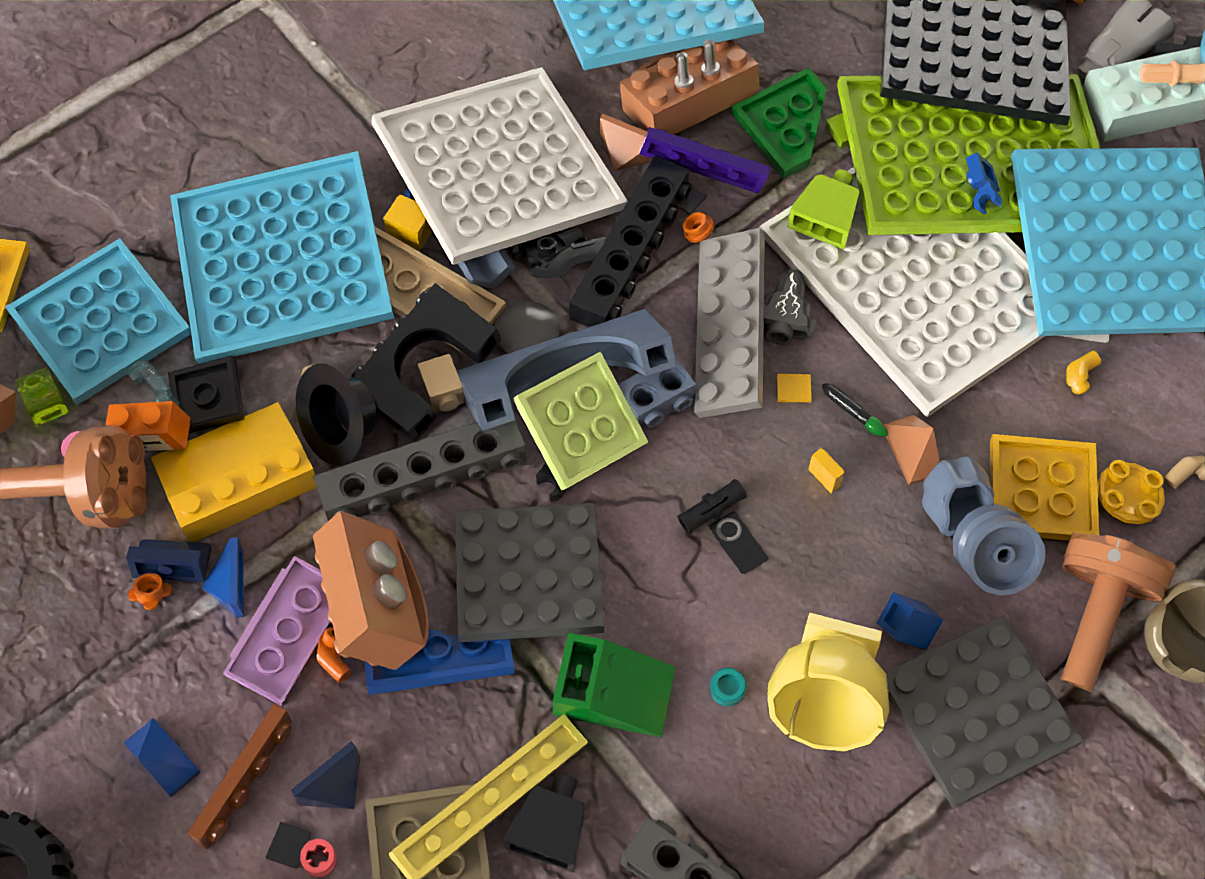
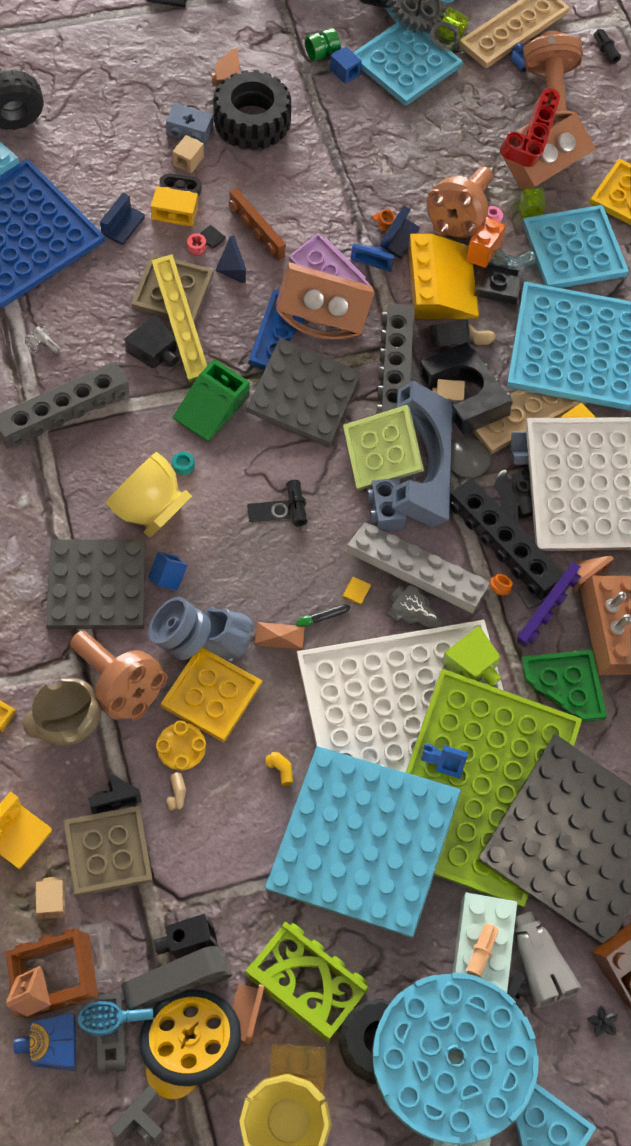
camera: 110 degrees right, 0 degrees up
(162, 757) = (288, 196): blue slope -> none
(826, 470) = (287, 573): yellow tile -> none

